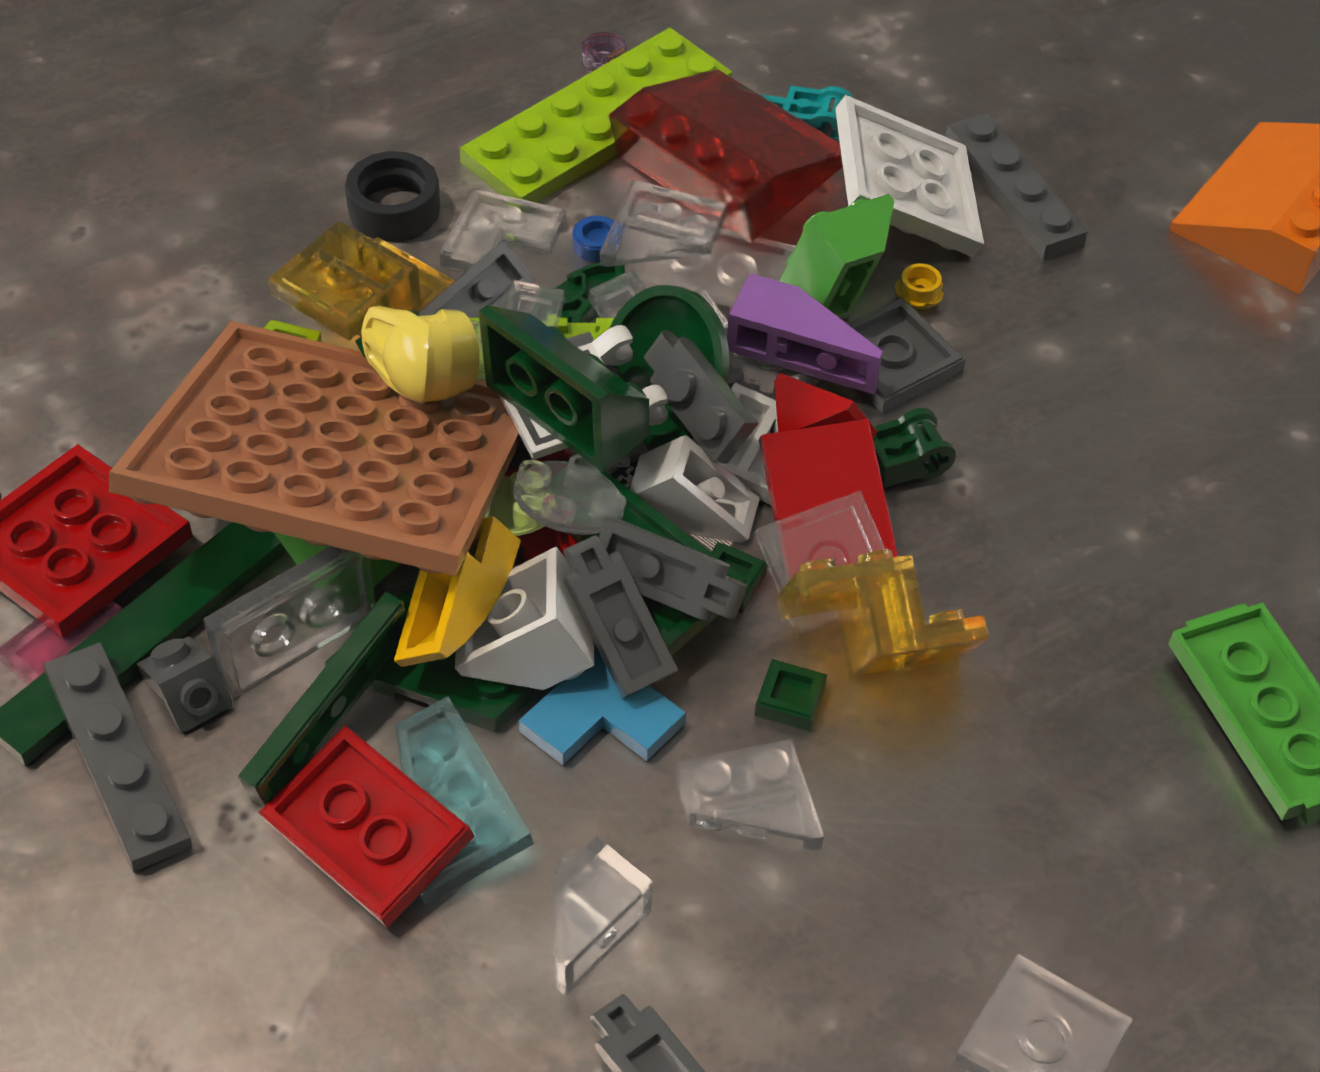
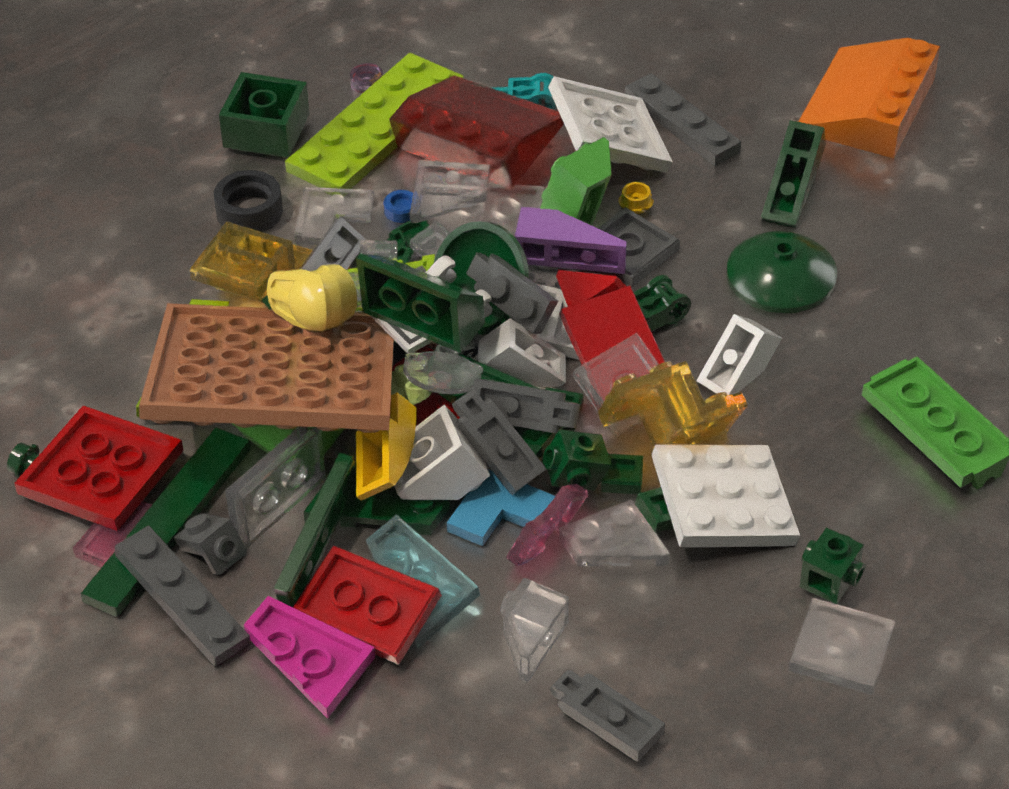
camera: 10 degrees left, 5 degrees down
(266, 883) = (309, 652): none -> dark pink wing
(448, 79) = (264, 114): none -> dark green brick
(679, 741) = (536, 532): none -> clear pink tile
(726, 664) = (576, 459): none -> dark green brick
(833, 764) = (654, 509): none -> dark green plate
(927, 764) = (724, 496): none -> white plate
(1003, 551) = (739, 356): none -> white slope
(1057, 910) = (831, 565): none -> dark green brick
(1098, 433) = (781, 272): none -> dark green dish
(1150, 292) = (794, 173): none -> dark green slope

